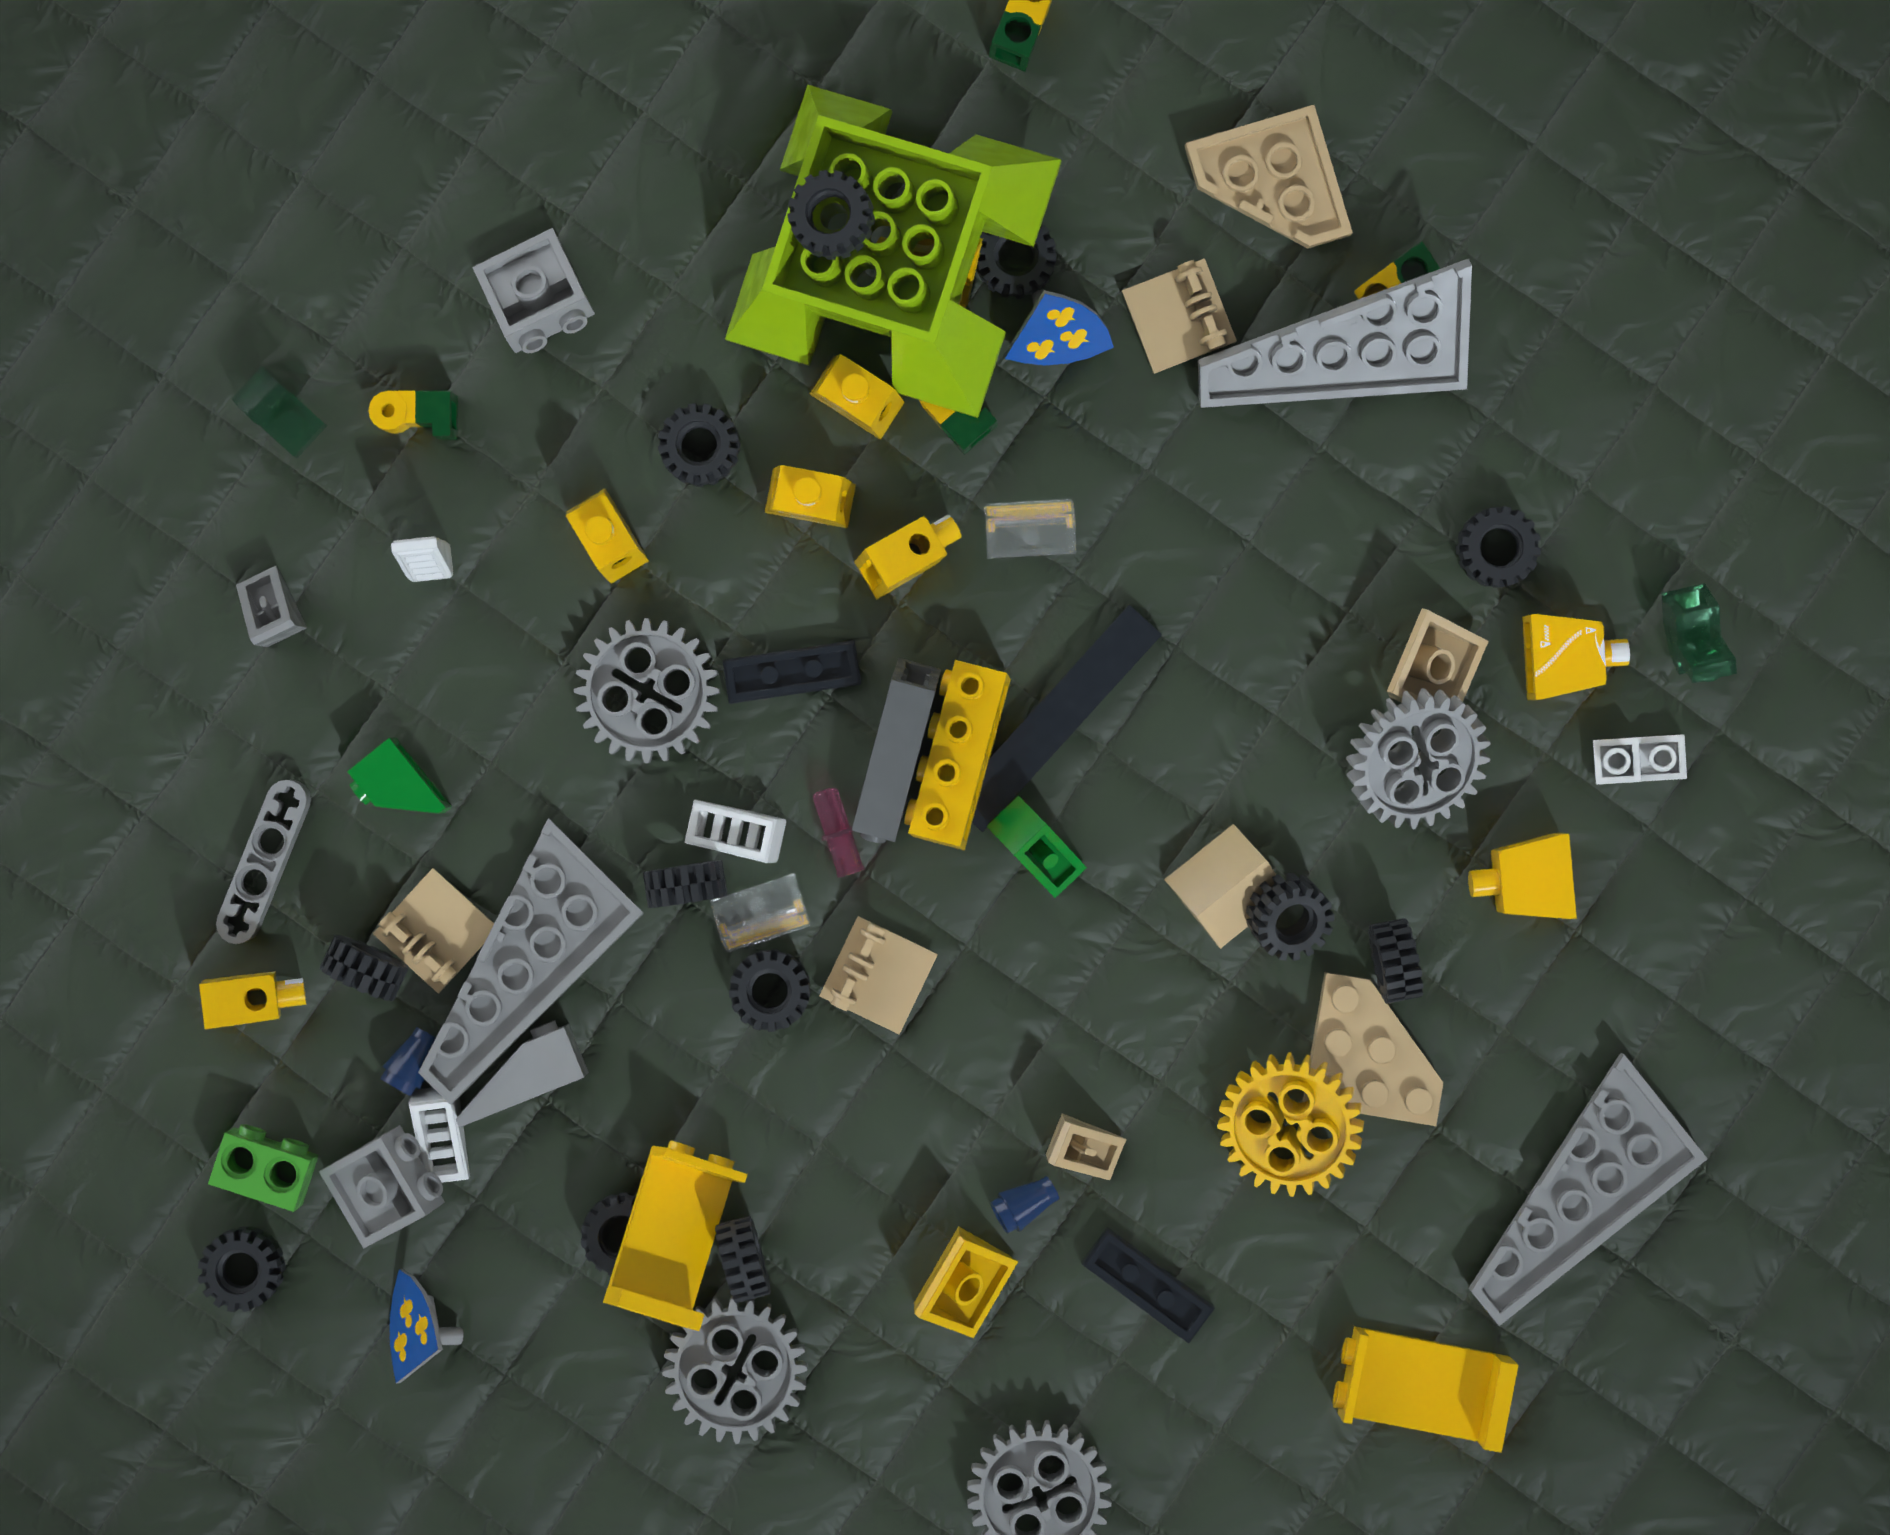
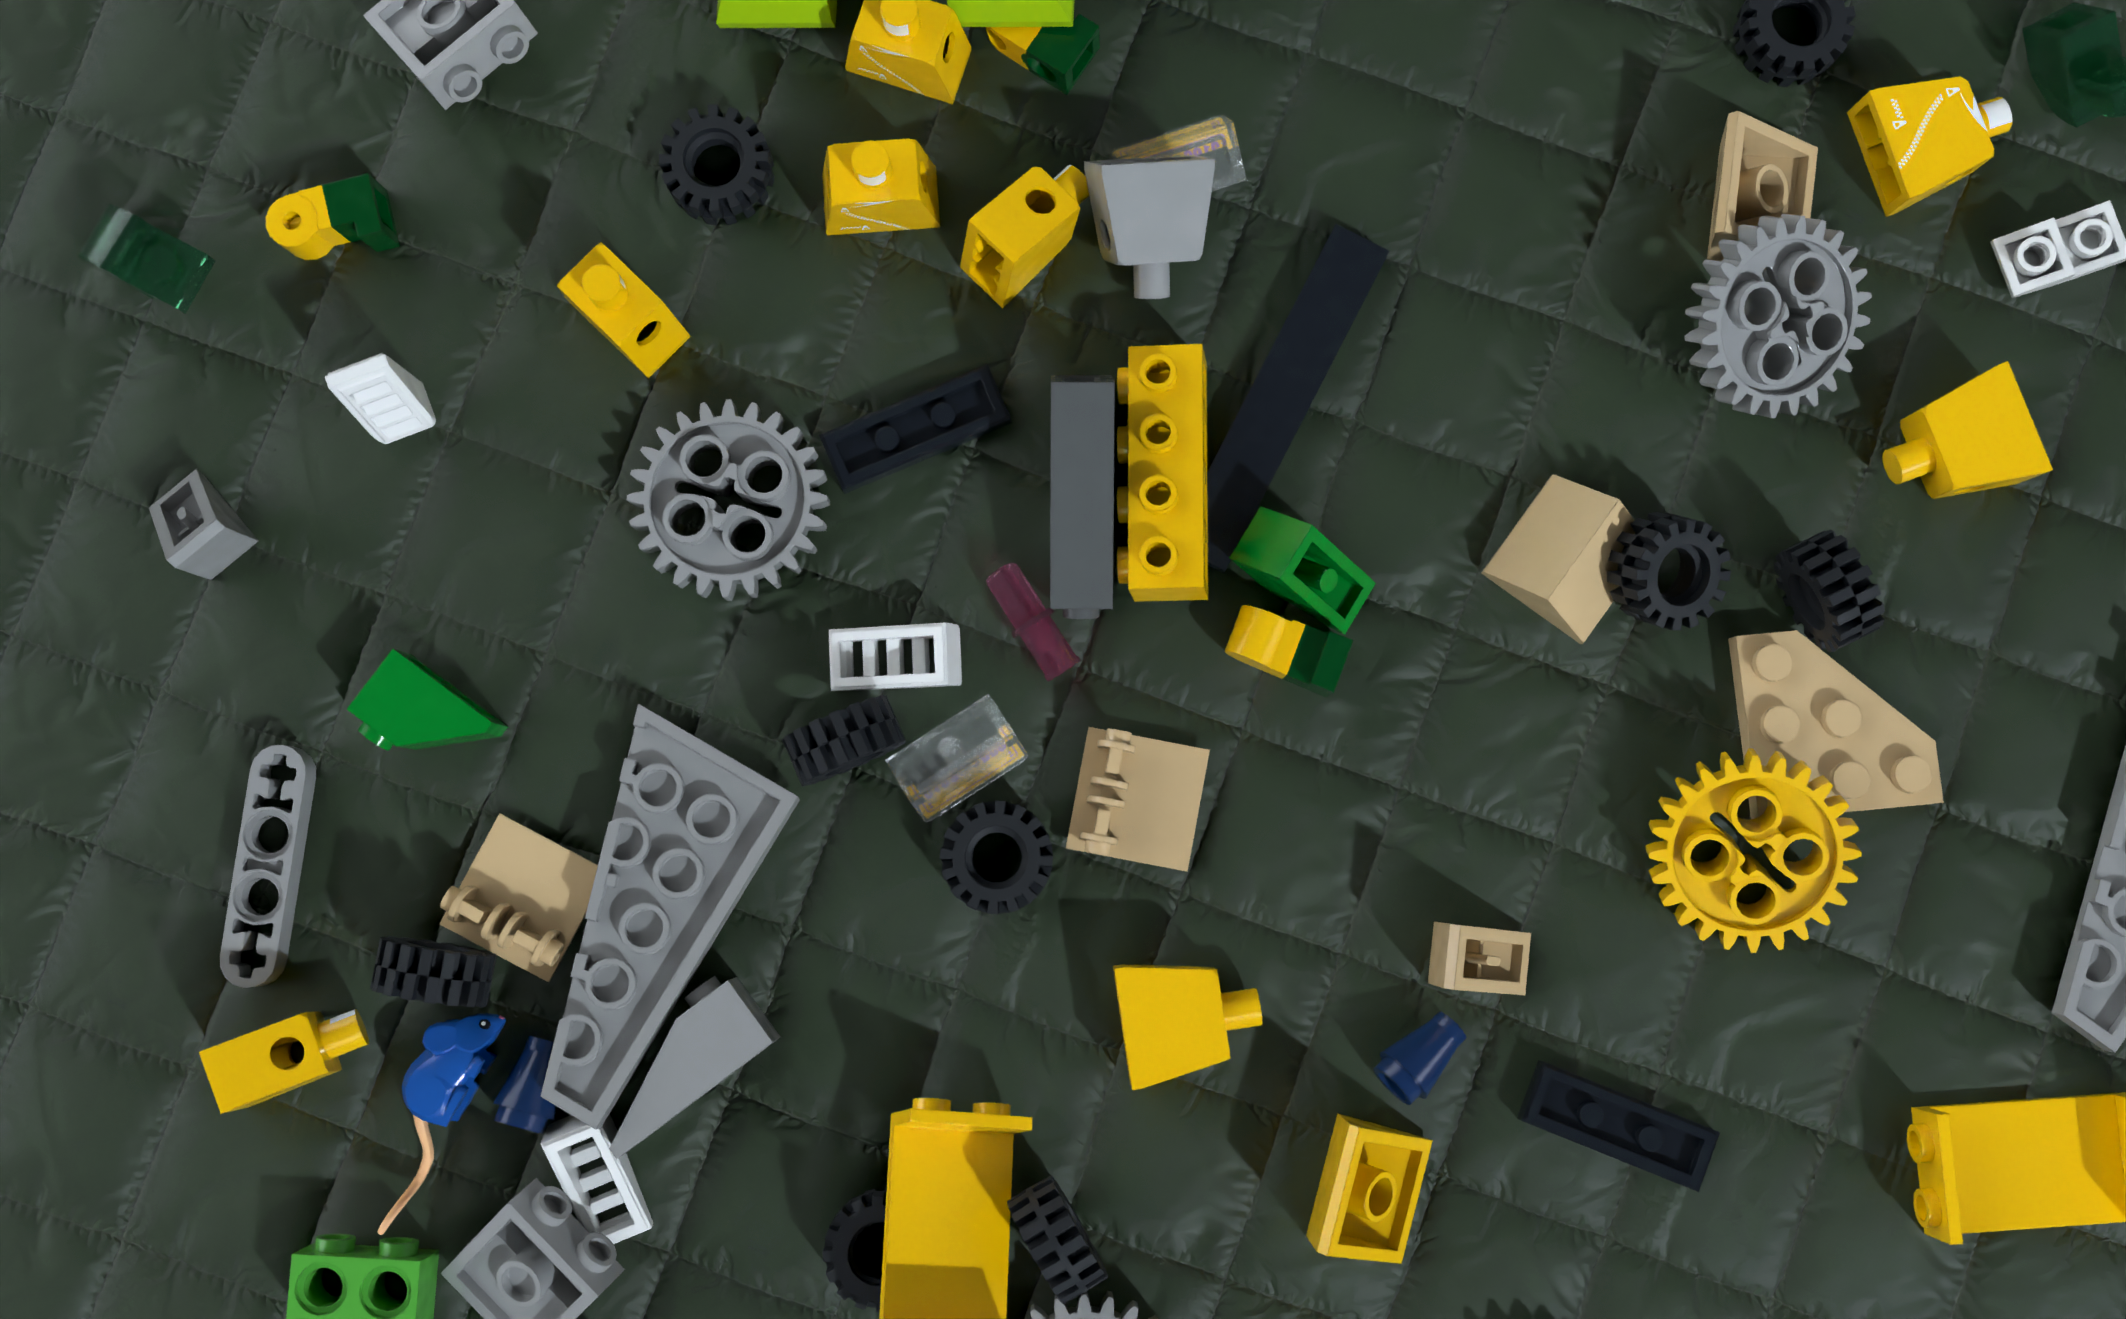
camera: 20 degrees left, 5 degrees down
(351, 1042) = (443, 1083): none -> blue animal
(864, 1133) = (1178, 1019): none -> yellow torso
(998, 566) = (1150, 214): none -> light grey torso
(1011, 899) = (1289, 649): none -> leg

